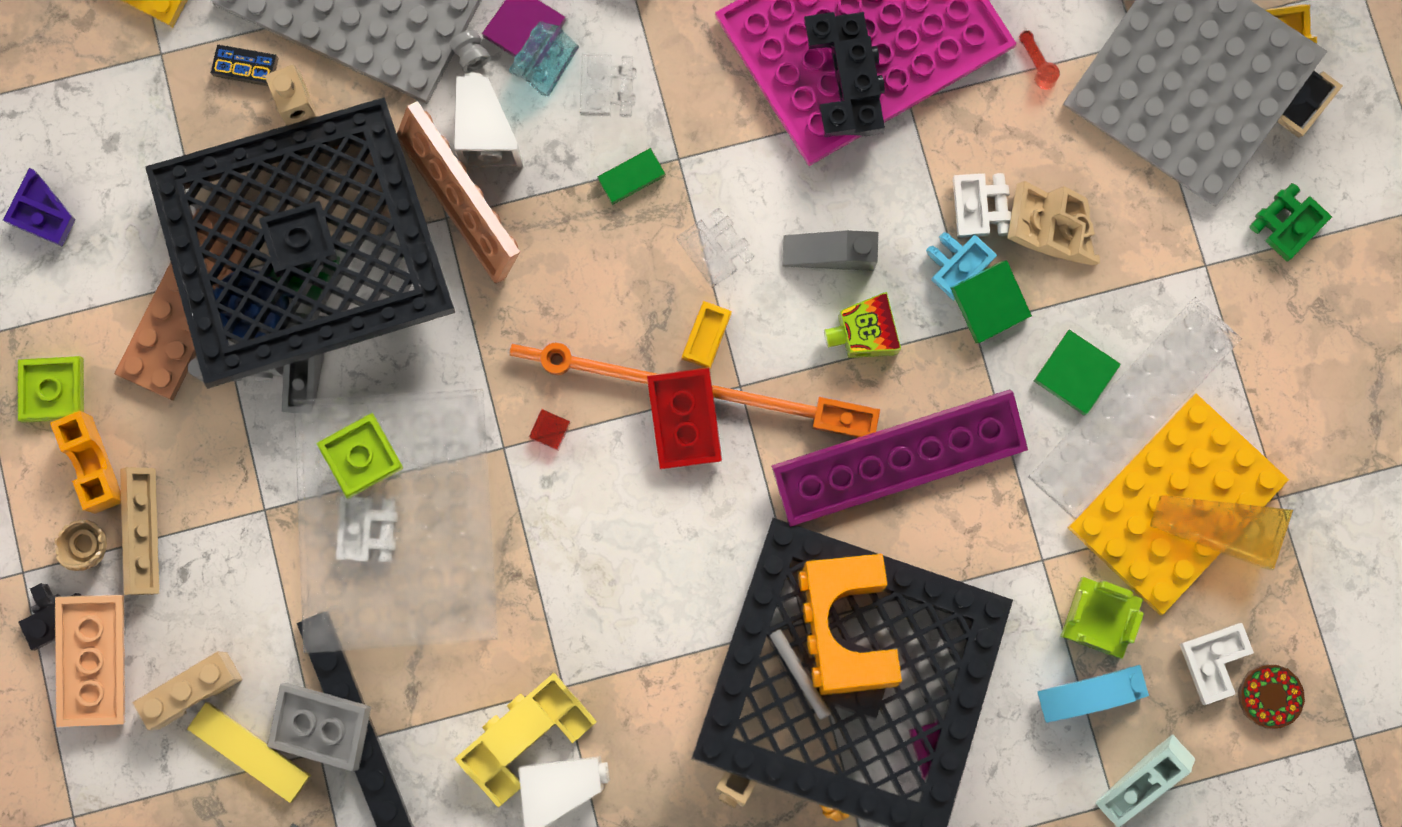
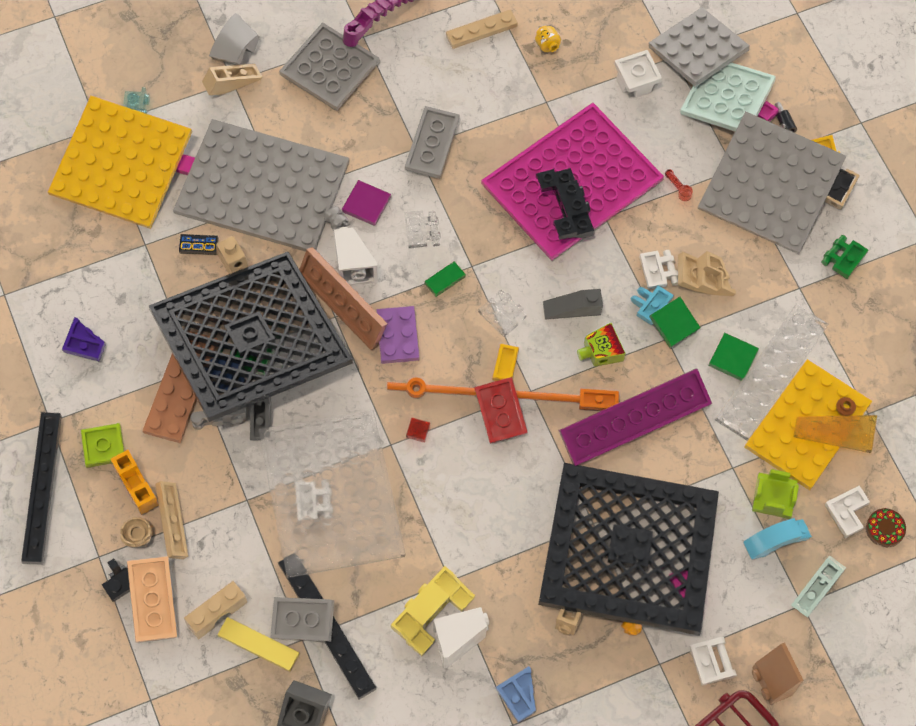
camera: 10 degrees left, 15 degrees down
(360, 455) = (305, 455): lime tile -> none
(544, 57) = (382, 217): clear light blue bracket -> none
(544, 266) = (399, 338): none -> medium lavender plate
(800, 674) = (597, 546): light grey bar -> none
(836, 667) = (620, 537): light orange arch -> none
(1235, 488) = (845, 411): none -> dark orange plate

